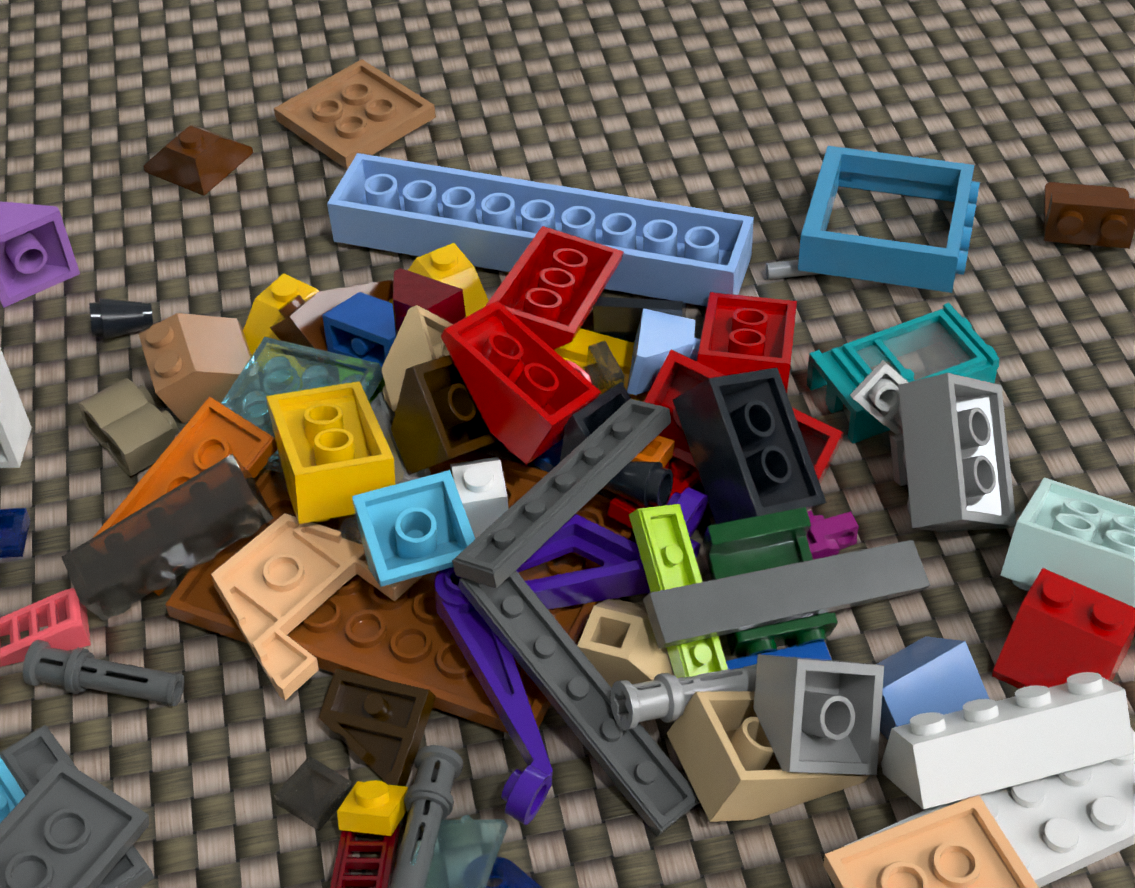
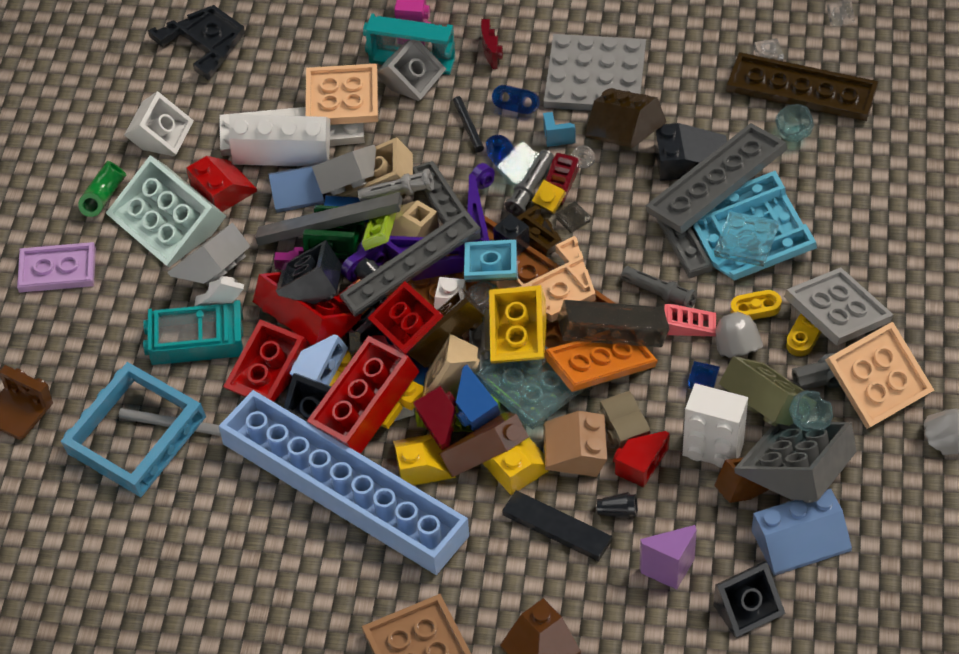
camera: 160 degrees left, 5 degrees up
(86, 372) = (641, 457): none -> red slope
(198, 280) = (557, 525): none -> black tile
(409, 645) = (513, 229): none -> black brick

